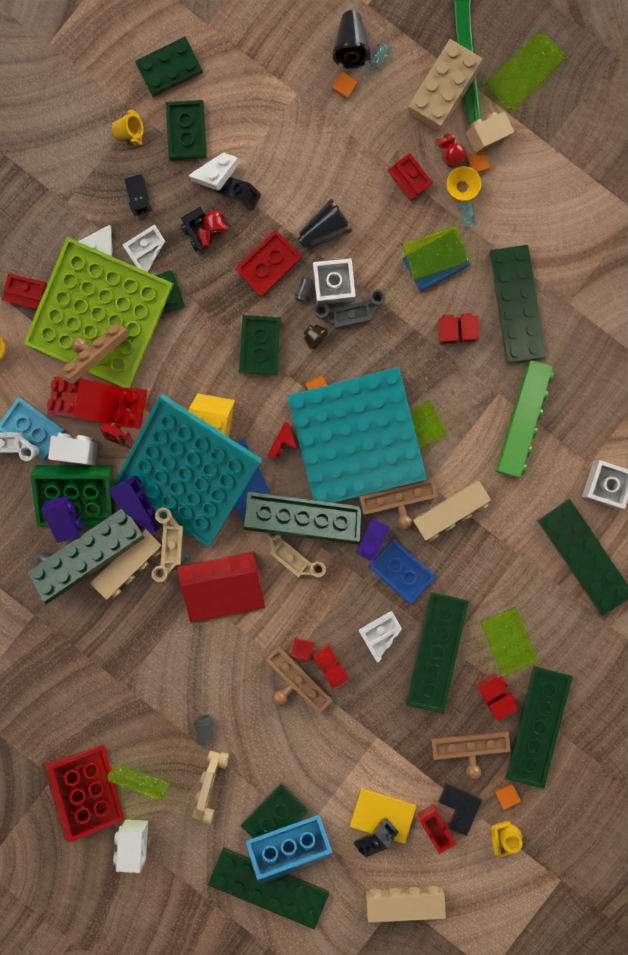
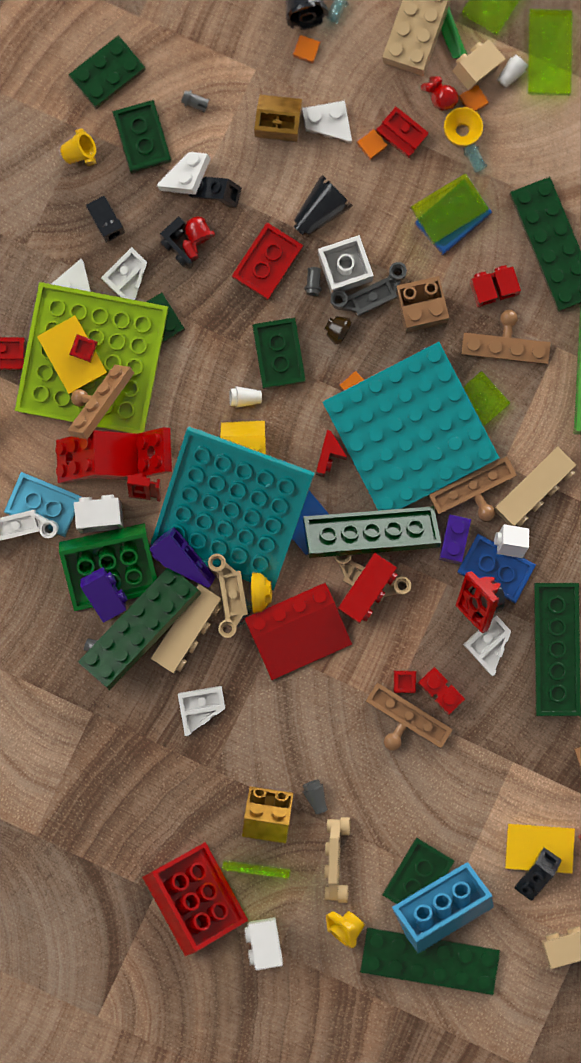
camera: 15 degrees left, 5 degrees down
(81, 306) = (72, 371): none -> yellow tile
(91, 303) = (83, 348): none -> red tile
(124, 631) = (200, 706): none -> white wing
(160, 736) = (267, 814): none -> pearl gold slope
(195, 548) = (260, 592): none -> yellow piece
(203, 847) = (345, 927): none -> yellow piece
(222, 376) = (244, 397): none -> white cone
(238, 109) = (194, 101): none -> dark grey pin
(288, 566) = (368, 589): none -> red brick
(305, 140) = (278, 118): none -> pearl gold slope
(349, 152) = (328, 120): none -> white wing
(381, 181) = (372, 144): none -> orange tile
(381, 599) = (482, 601): none -> red piece
(392, 331) = (422, 304): none -> medium nougat slope
(421, 552) = (512, 541): none -> white brick
(455, 383) = (506, 347): none -> medium nougat plate
(517, 145) = (512, 71): none -> white cone
(553, 135) = (549, 52): none -> clear neon green tile

